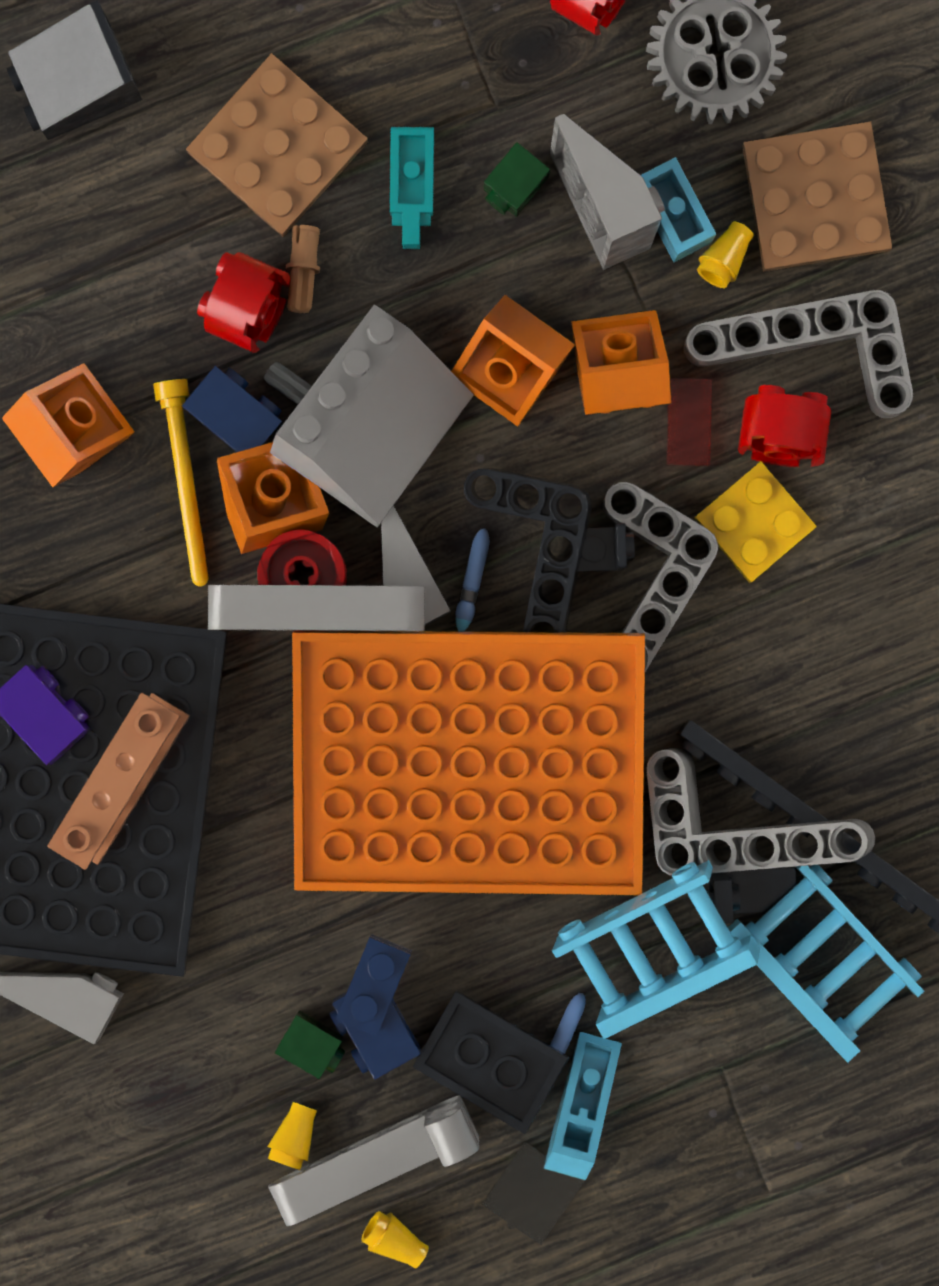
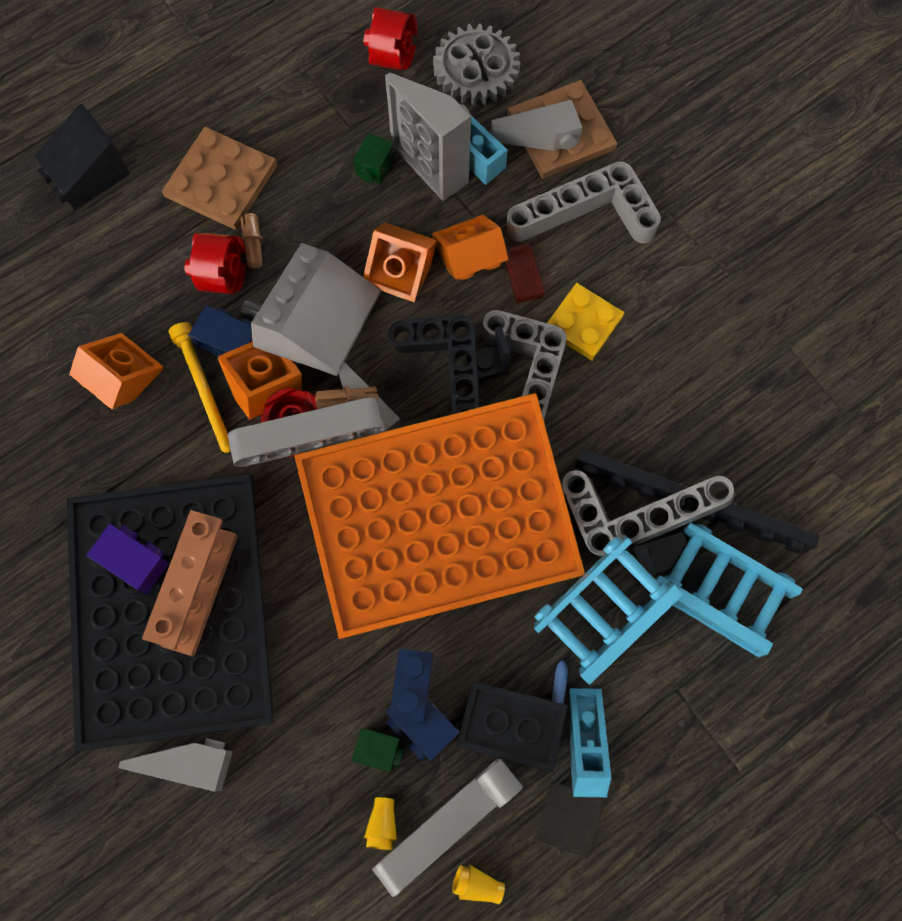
camera: 15 degrees left, 15 degrees down
(383, 568) = (335, 397): none -> medium nougat axle
(411, 181) = (309, 176): teal hinge -> none
(466, 609) = (410, 398): medium blue piece -> none
(725, 256) = (515, 174): yellow cone -> none
(785, 427) = (586, 253): red brick -> none
(788, 207) = (541, 128): none -> light grey slope

